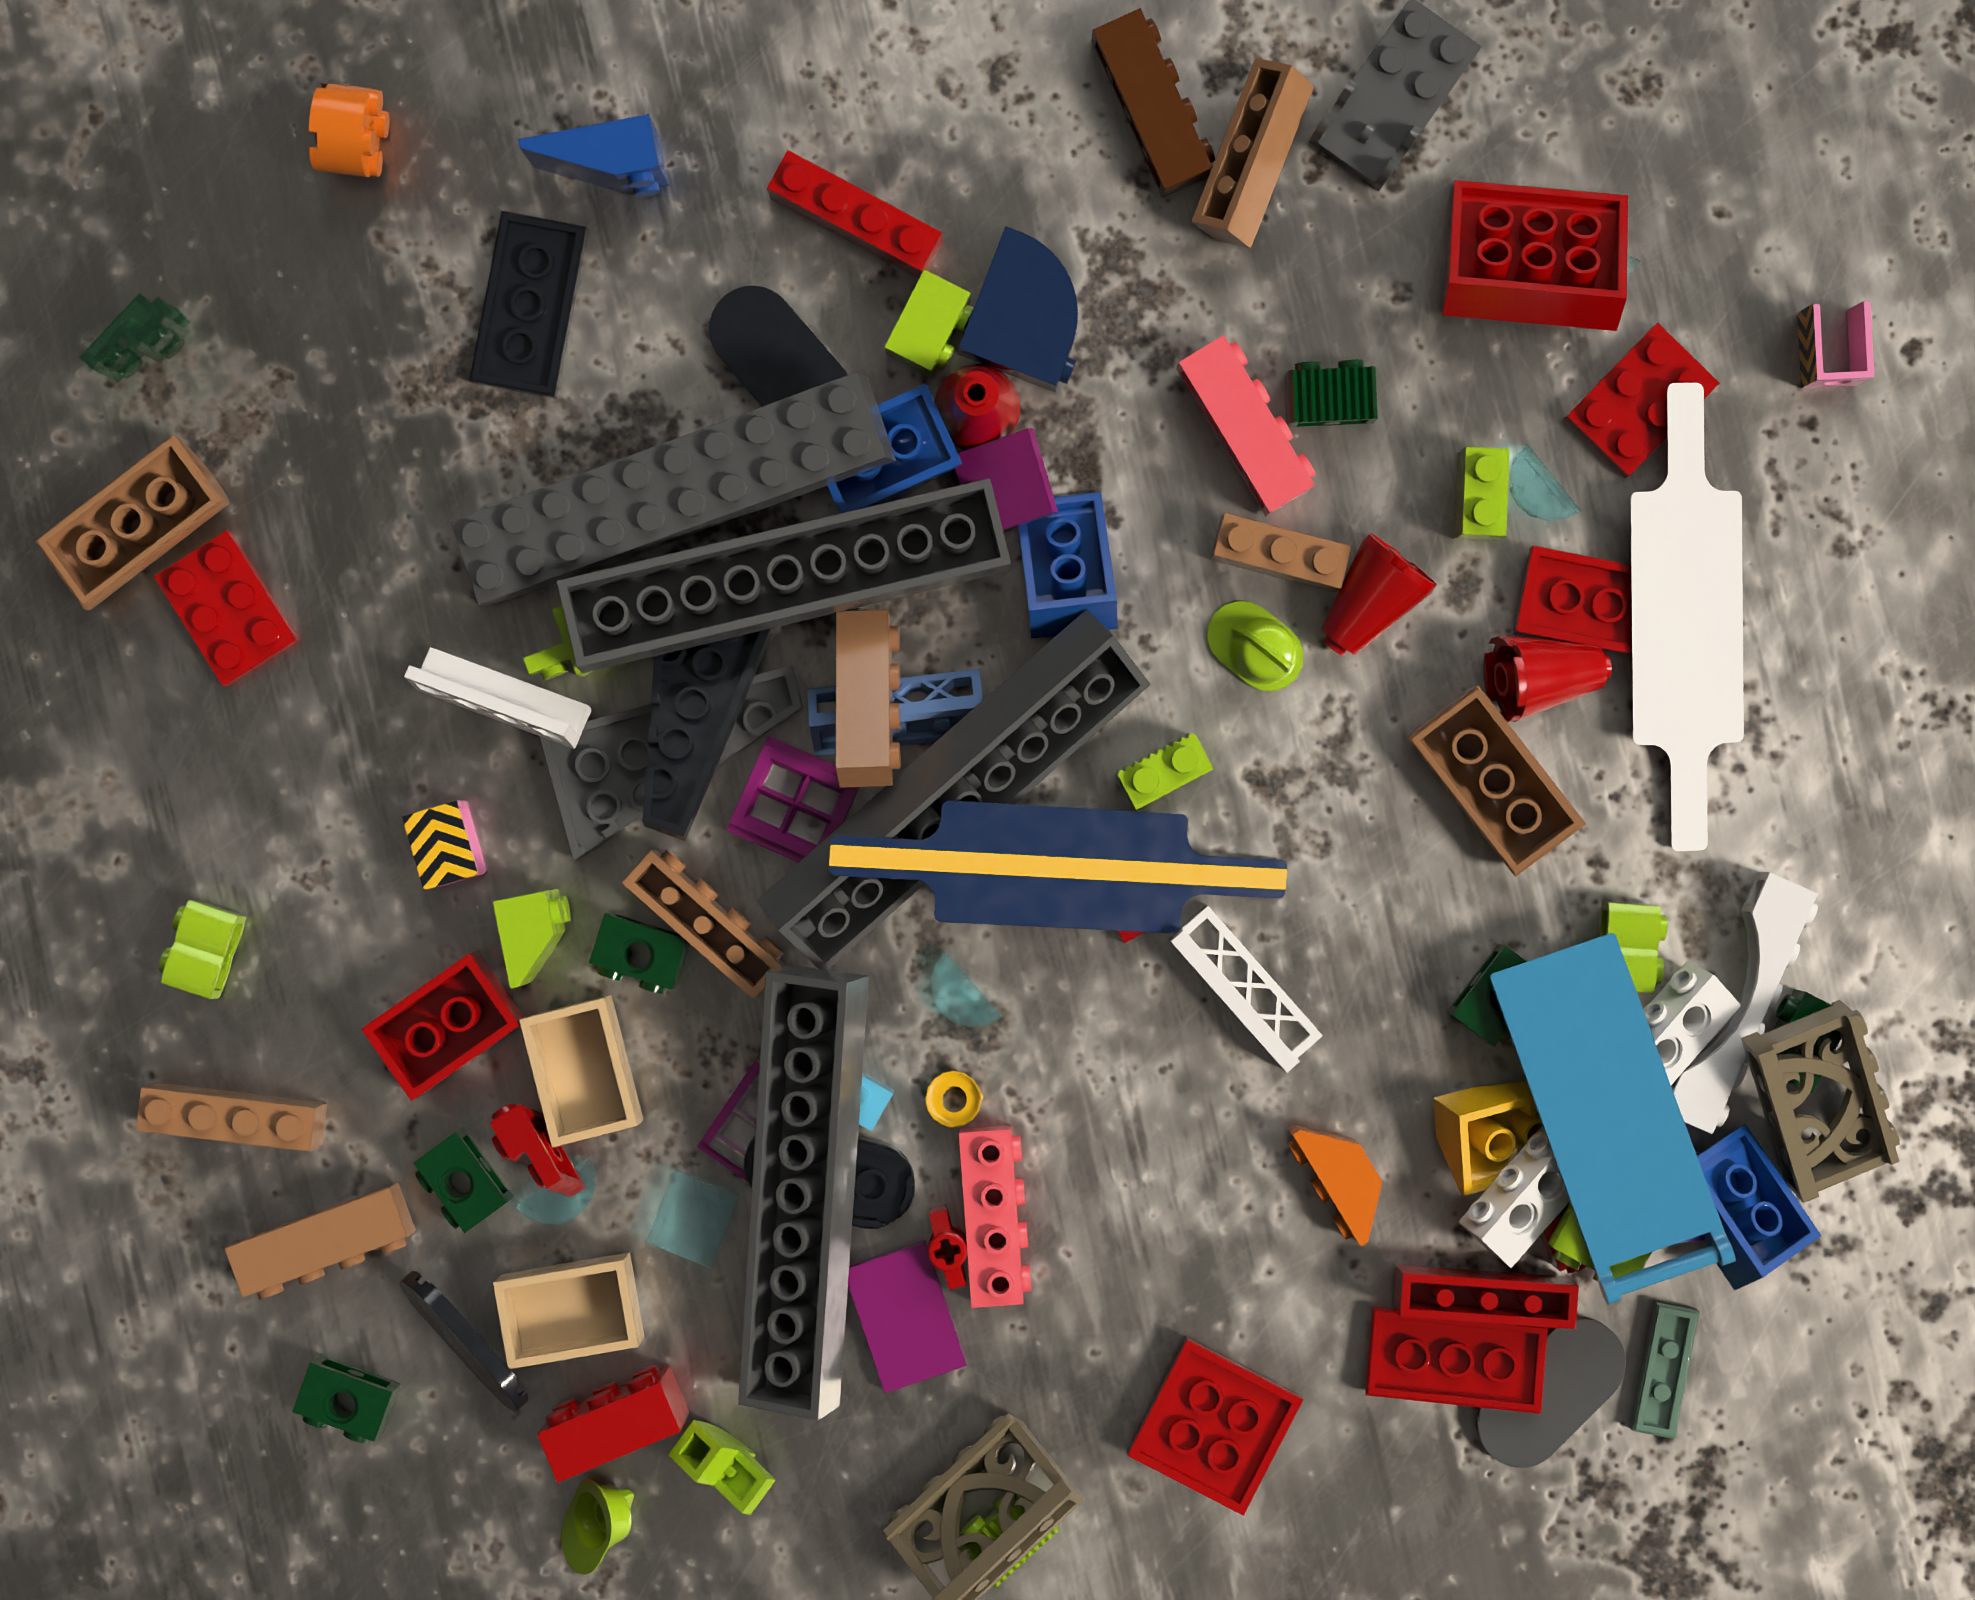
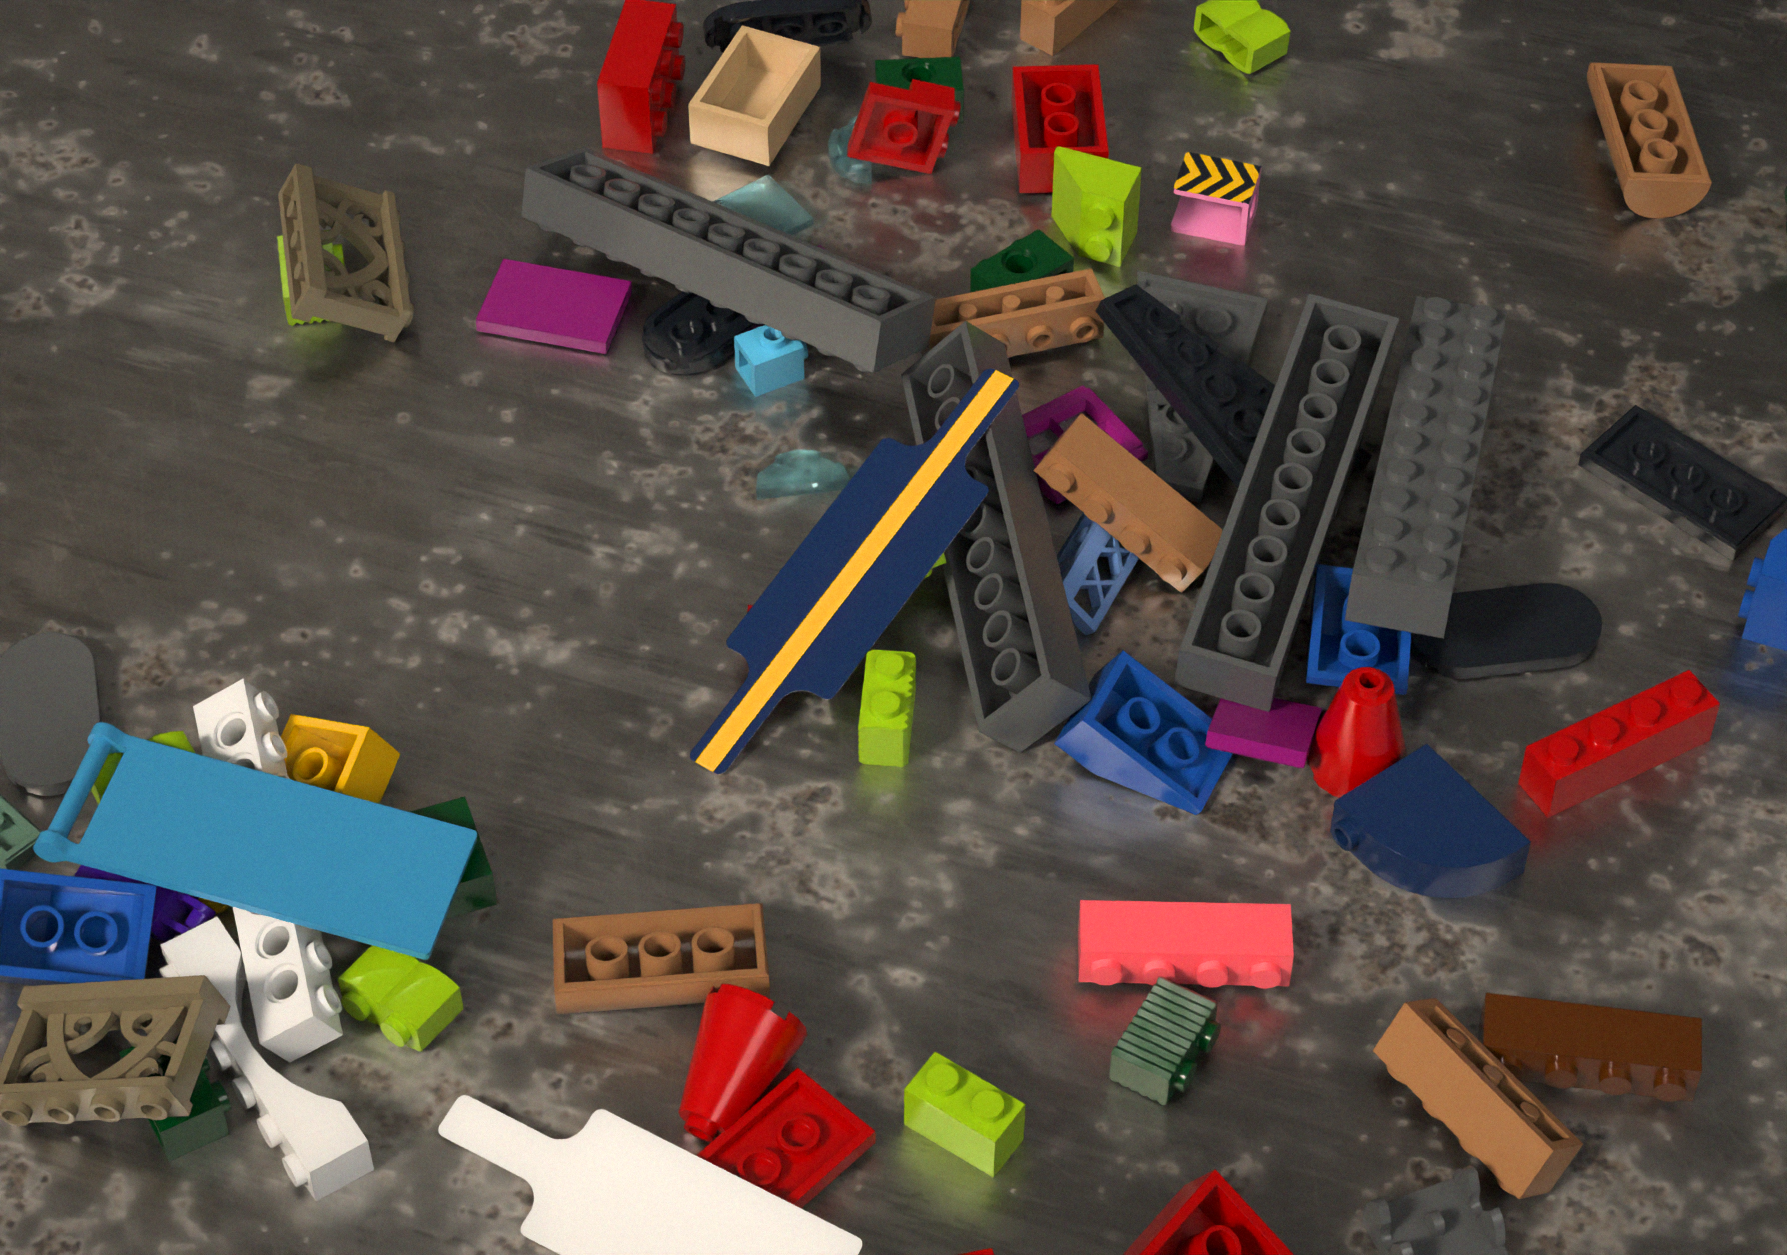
camera: 120 degrees right, 40 degrees down
(226, 608) = (1530, 171): red plate -> none
(500, 697) = (1337, 270): white fence -> none
(581, 1071) = (949, 189): tan piece -> none
(593, 1523) = (570, 48): lime piece -> none
(724, 1462) = (553, 128): lime brick -> none
(929, 324) = (1472, 744): lime brick -> none
(935, 1095) = (711, 410): yellow piece -> none
(947, 1247) = (587, 359): red piece -> none
(991, 1215) = (588, 393): coral brick -> none
(1214, 1426) = (262, 455): red plate -> none
(1234, 1000) = (626, 661): white fence -> none
(1255, 646) = (950, 857): lime piece -> none
(1280, 552) = (1029, 909): medium nougat brick -> none
(1341, 1176) = (394, 651): orange slope -> none
(1373, 596) = (933, 967): red cone -> none
(1456, 1362) = (148, 651): red tile -> none
(1485, 1296) = (216, 655): red brick -> none
(1537, 489) = (931, 1182): clear light blue tile -> none

